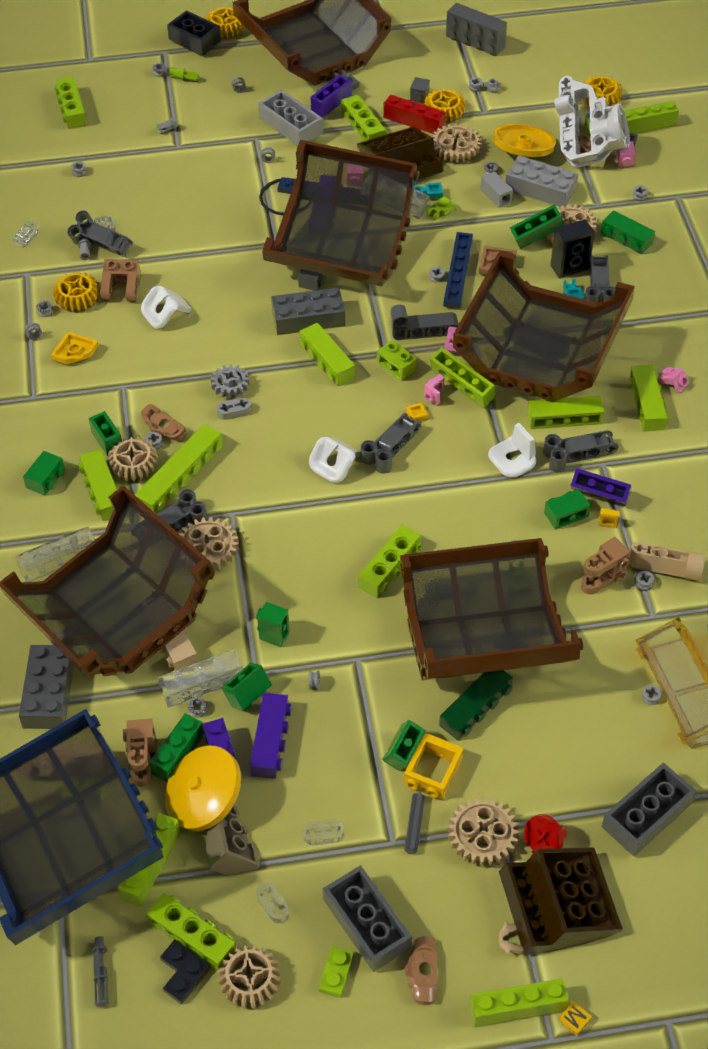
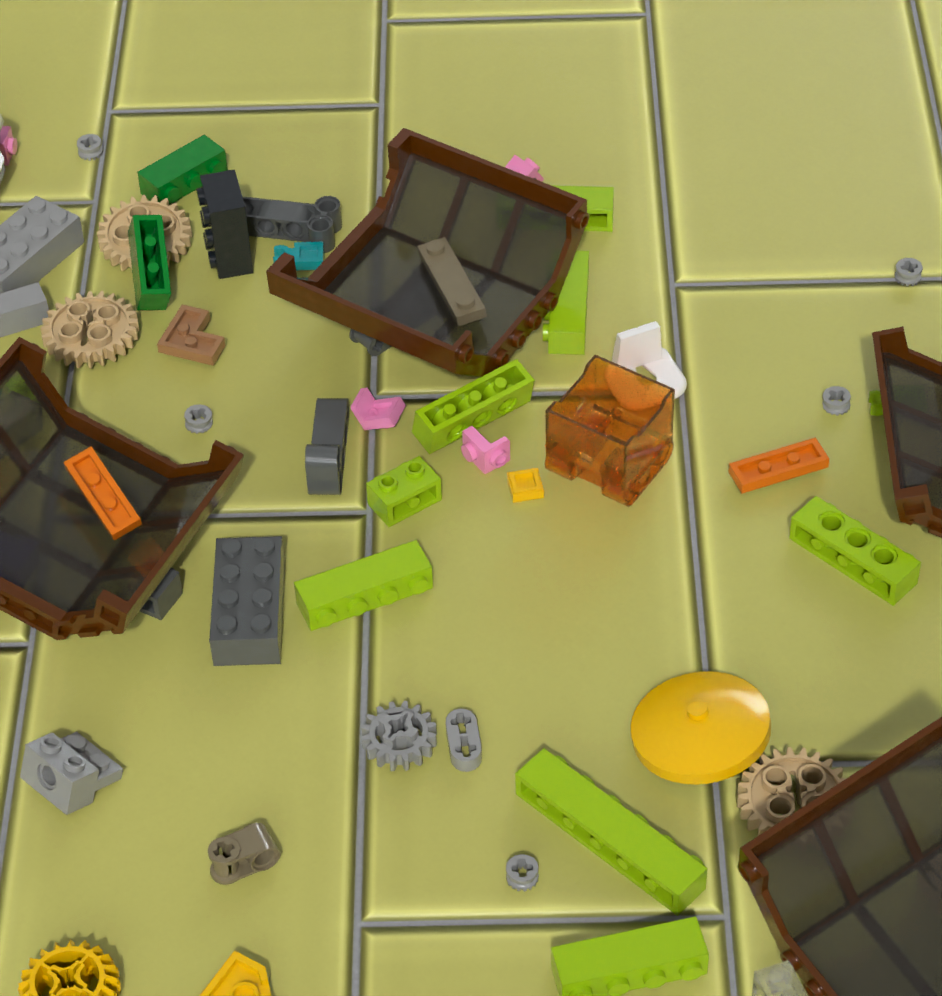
camera: 80 degrees left, 5 degrees down
(104, 431) = (505, 940): green brick -> none
(120, 272) = (49, 882): medium nougat brick -> none
(132, 459) = (548, 903): tan gear -> none
(153, 334) = (245, 851): none -> dark tan piece
(154, 298) = (145, 833): white piece -> none
(154, 416) = (500, 838): medium nougat piece -> none
(184, 511) = (719, 836): dark grey piece -> none
(195, 267) = (67, 770): none -> light grey brick
(249, 500) = (701, 727): none -> yellow dish
(321, 452) = (603, 595): white piece -> none
(355, 237) = (102, 493): none -> orange plate
(389, 443) = (596, 522): dark grey piece -> none
(438, 434) = (617, 434): none -> clear orange piece
(452, 522) = (778, 465): none -> orange plate
(458, 270) = (200, 387): dark blue plate -> none
(489, 219) = (71, 324): none -> tan gear
(544, 345) = (452, 281): none -> dark tan plate
(567, 509) = (768, 328): green brick -> none
(577, 448) = (648, 299): dark grey piece -> none
(601, 486) = (737, 280): dark purple brick -> none
(609, 518) = (792, 286): yellow tile -> none
(610, 565) = (888, 297): medium nougat brick -> none
(667, 561) = (884, 234): tan beam -> none

